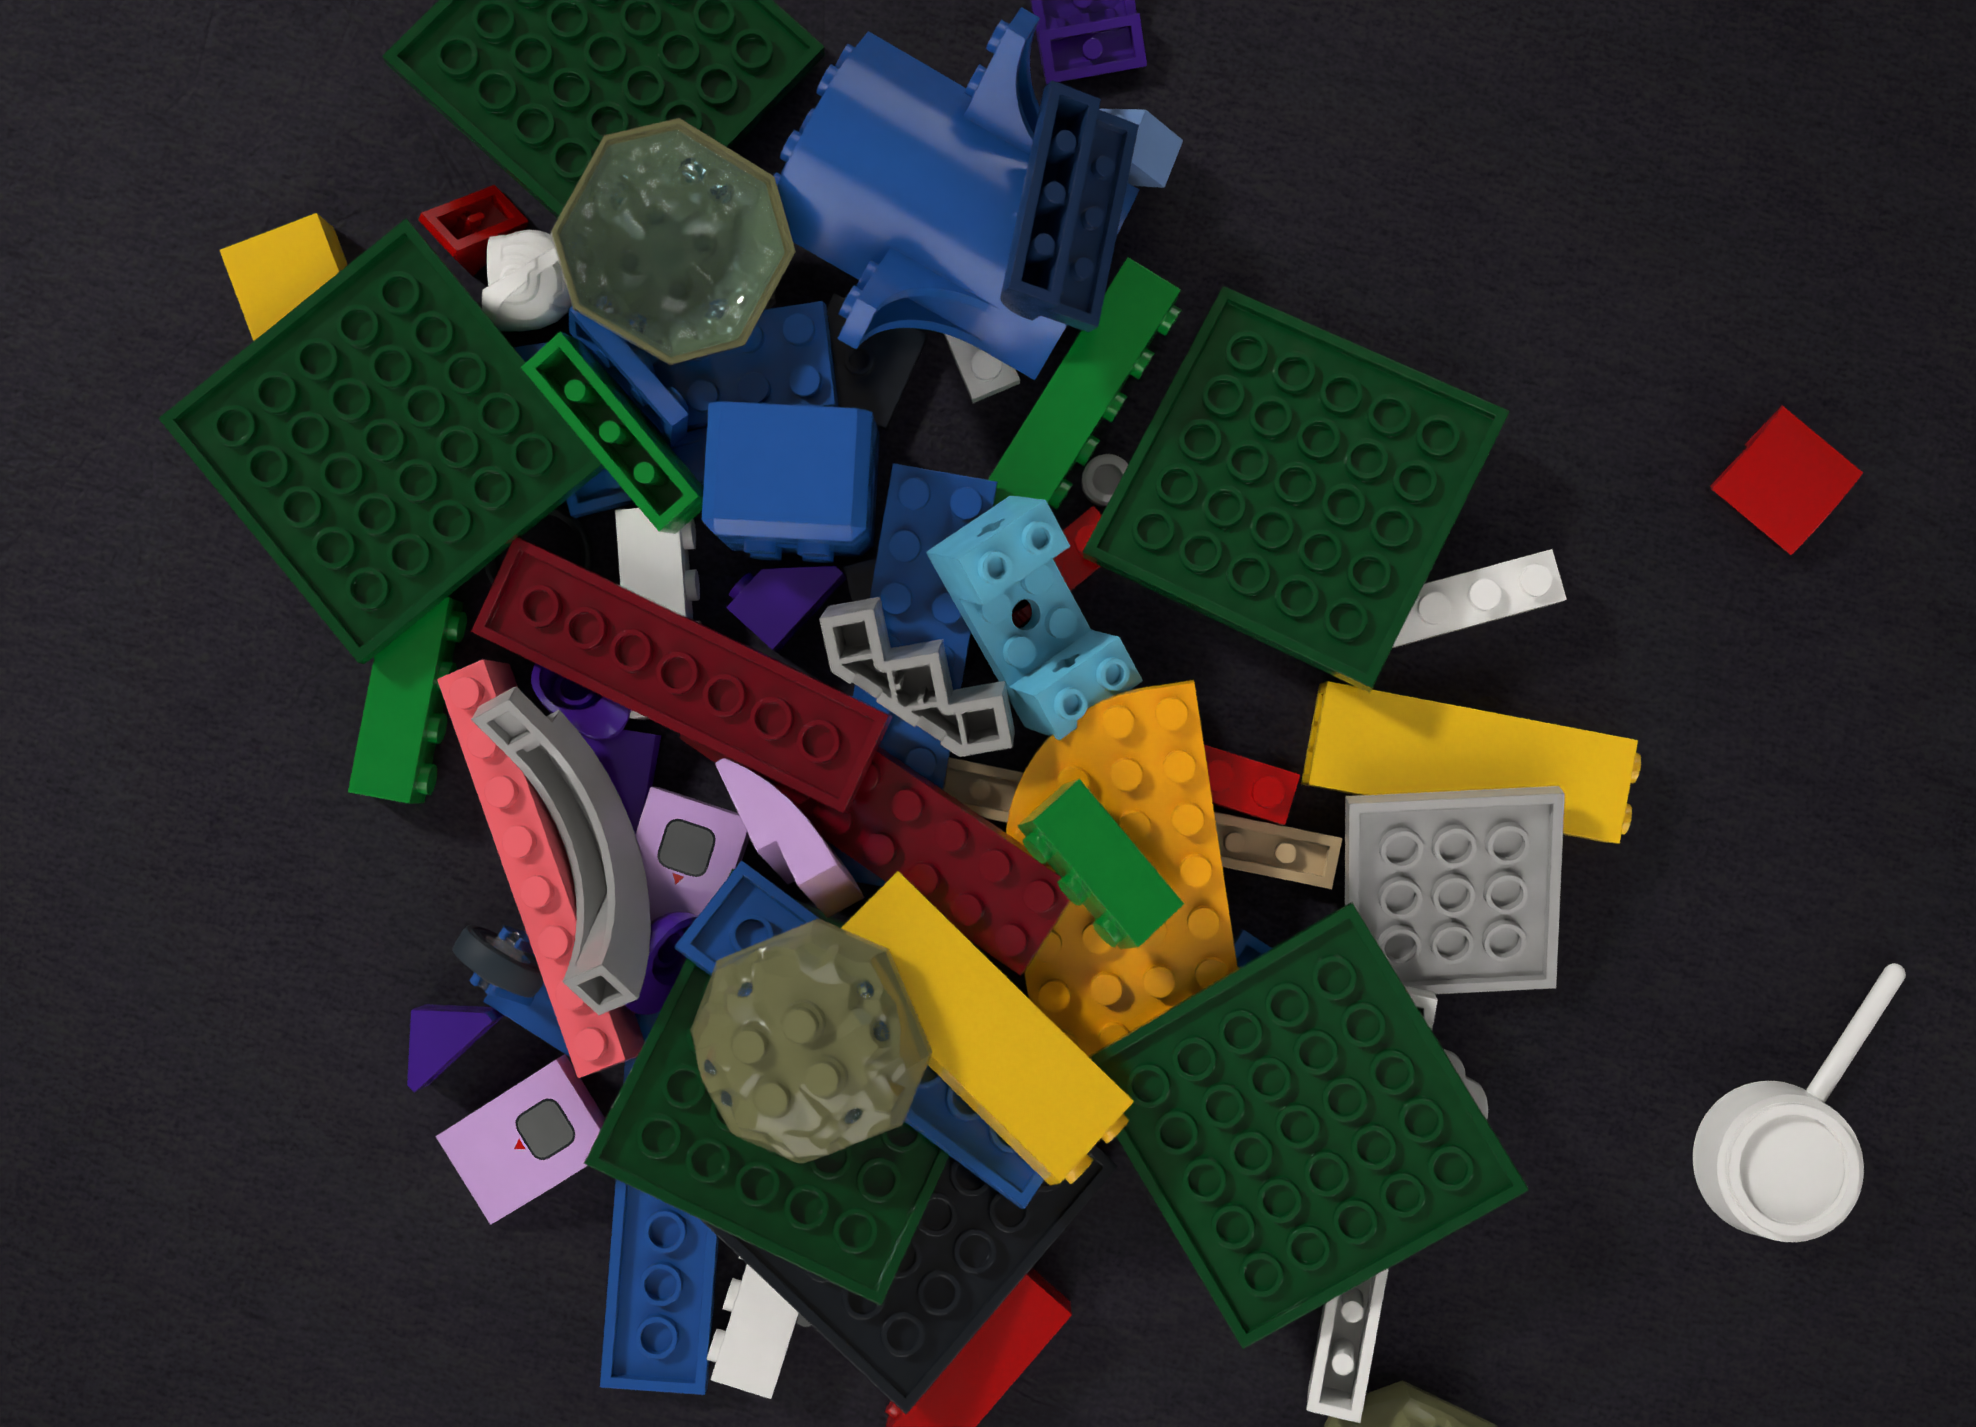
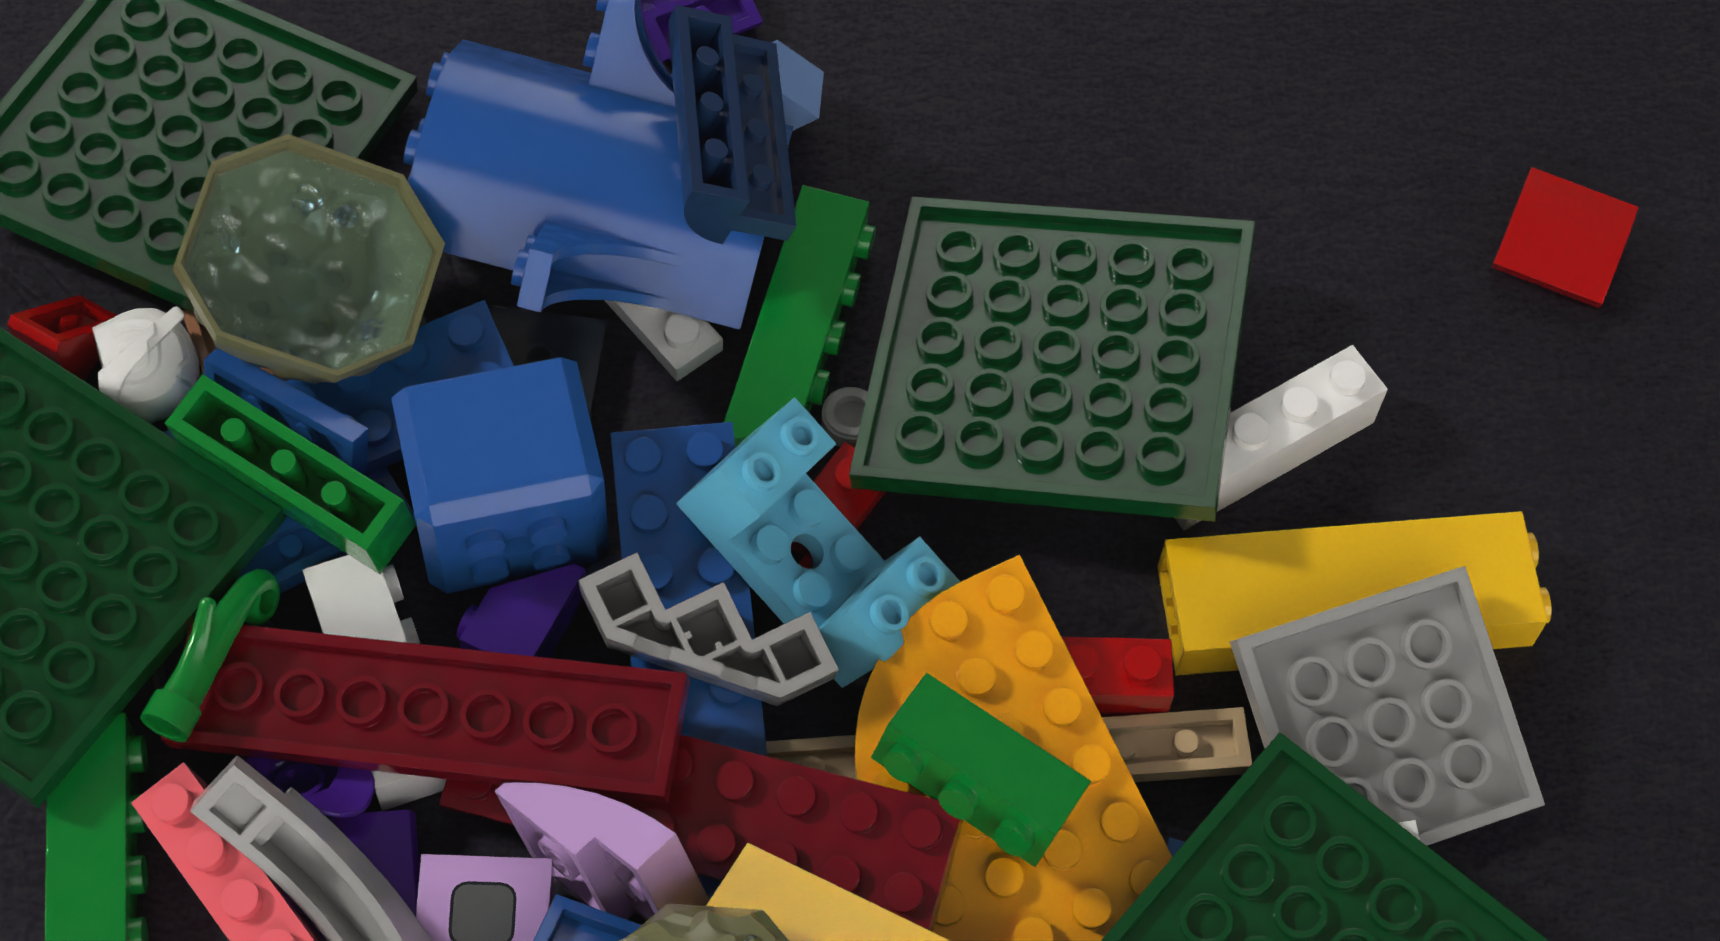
camera: 25 degrees left, 25 degrees down
(521, 567) = (176, 707): none -> green plant

